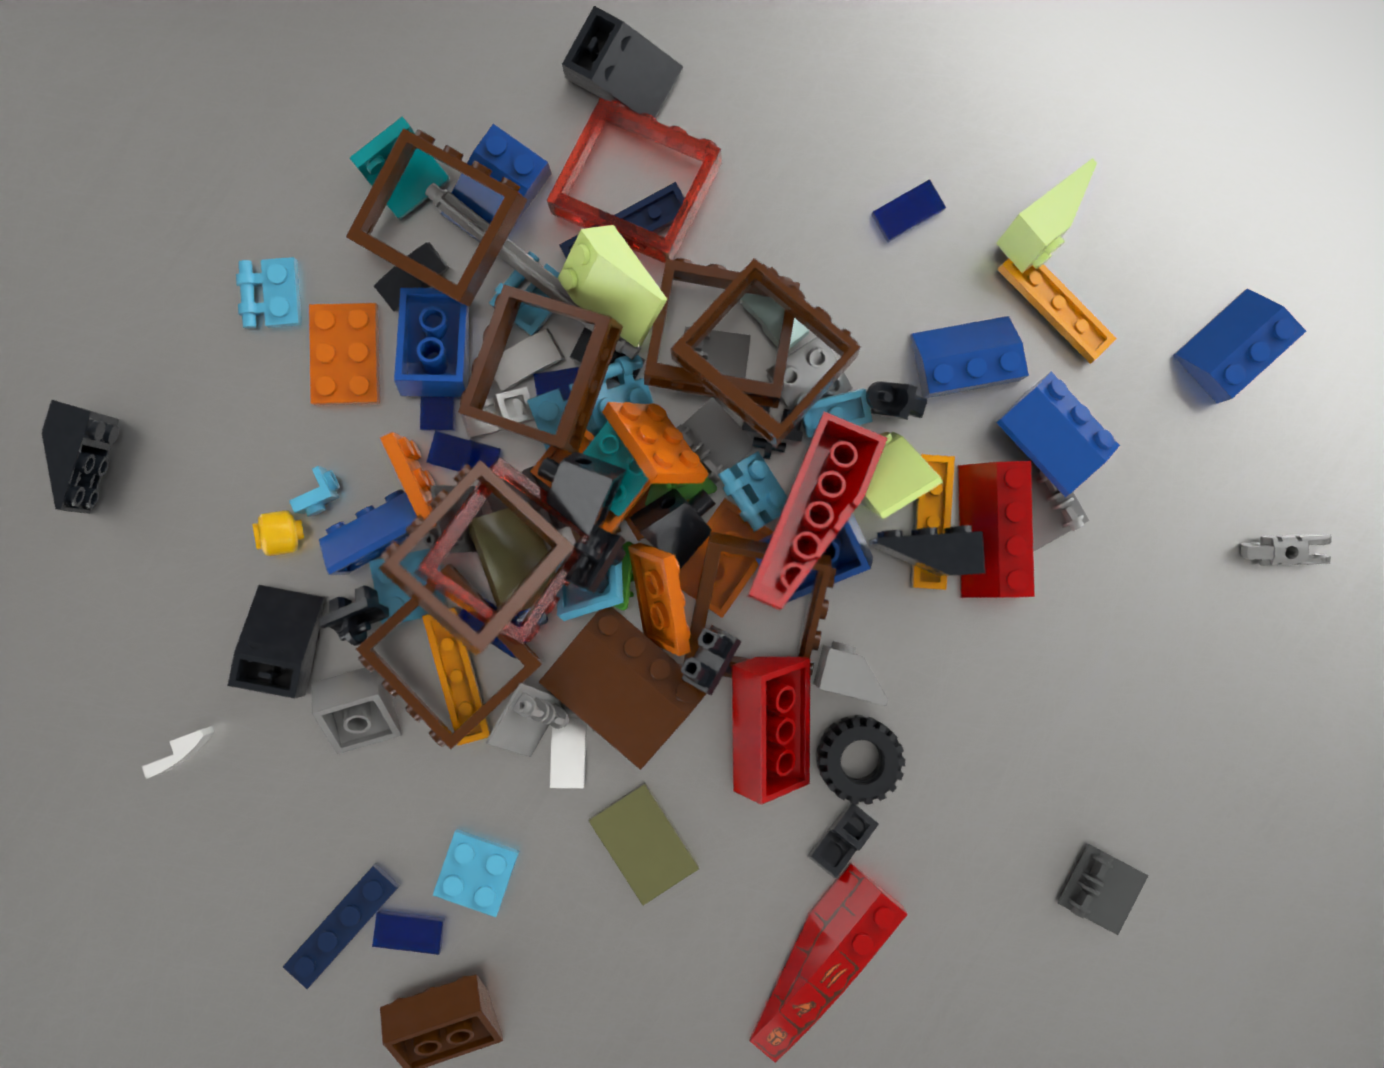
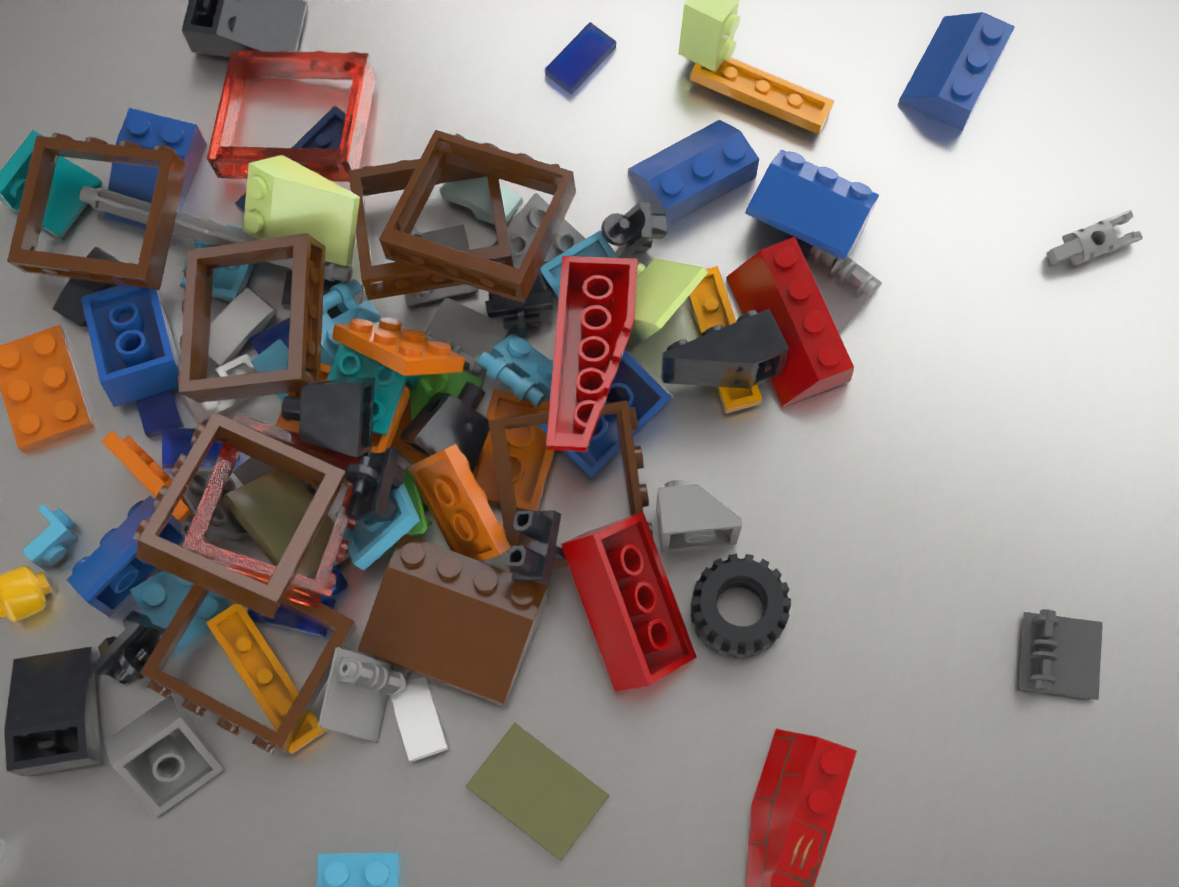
camera: 15 degrees left, 15 degrees down
(843, 840) = (757, 705): black slope -> none

